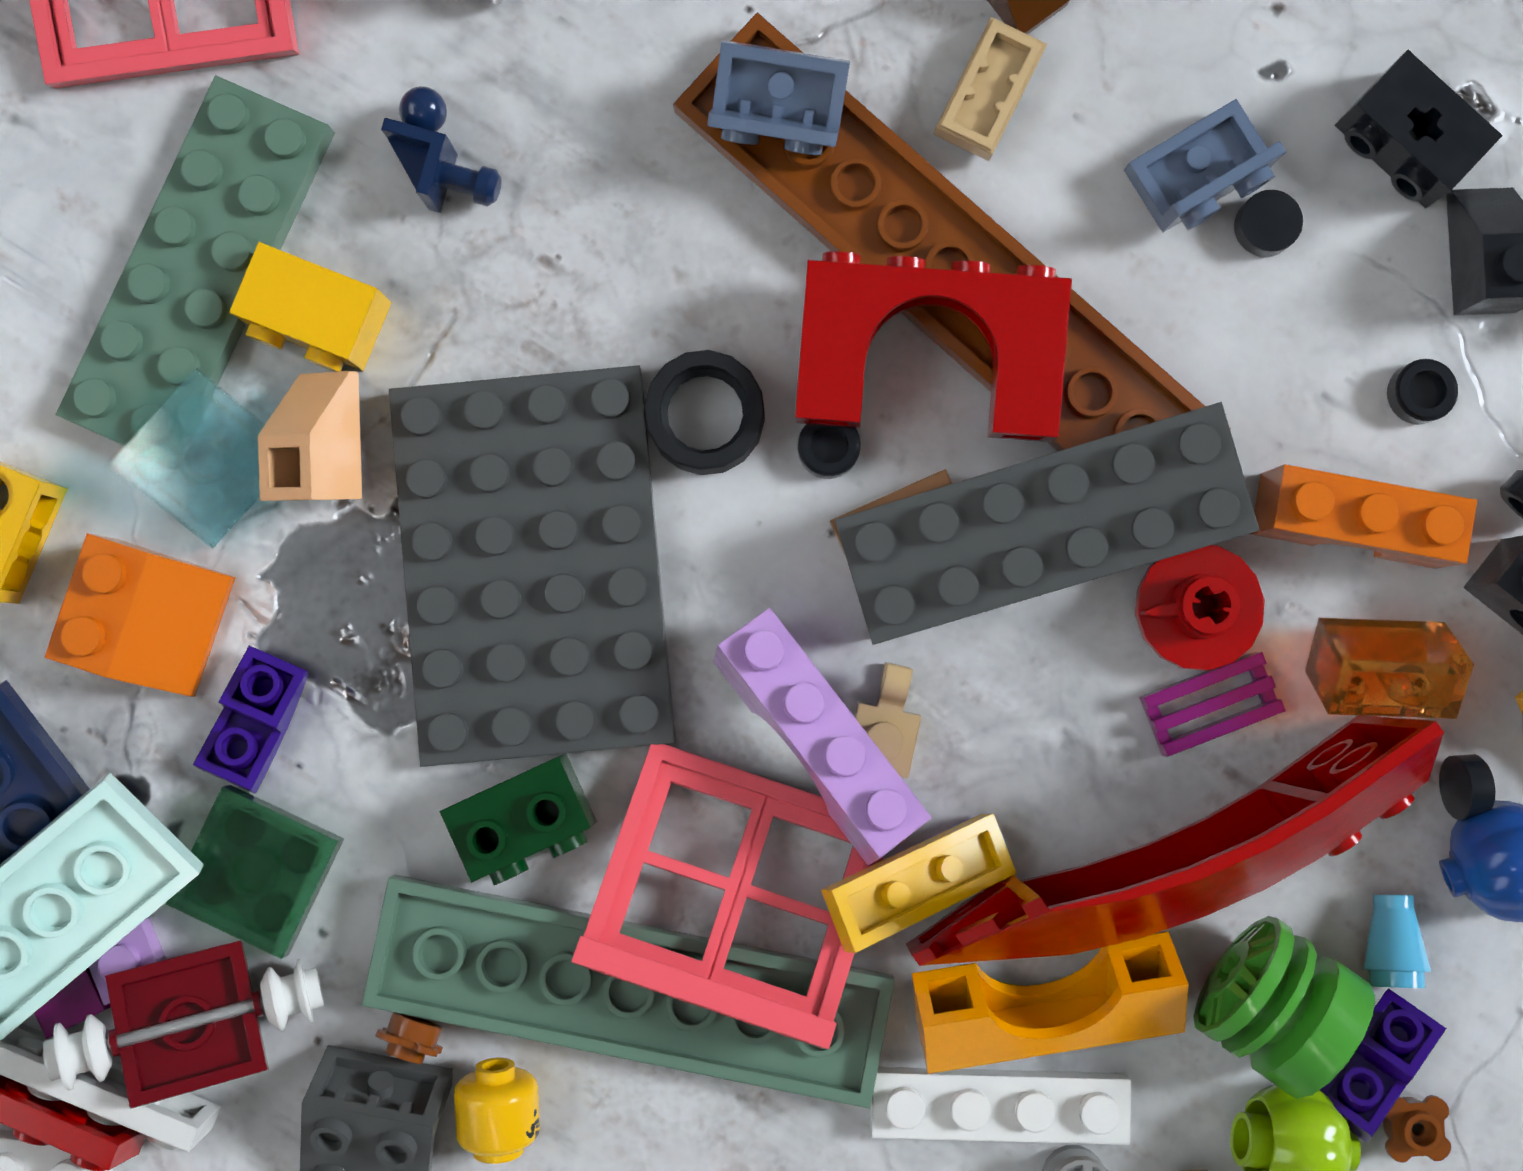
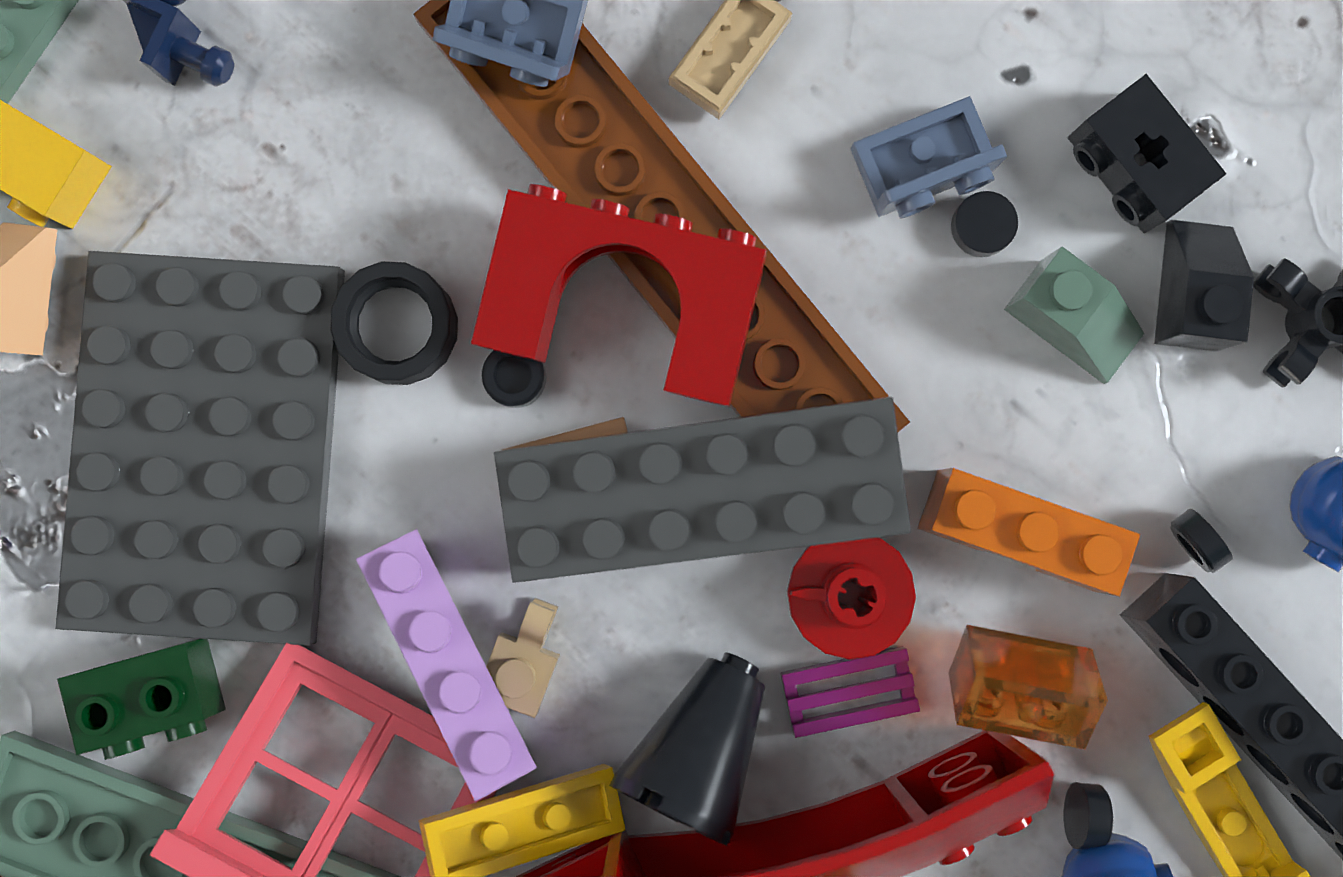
camera: 10 degrees right, 0 degrees up
(1078, 783) = (699, 750): none -> black cone
(1374, 296) = (1077, 313): none -> sand green slope
(1422, 391) = (1110, 414): black tile -> none

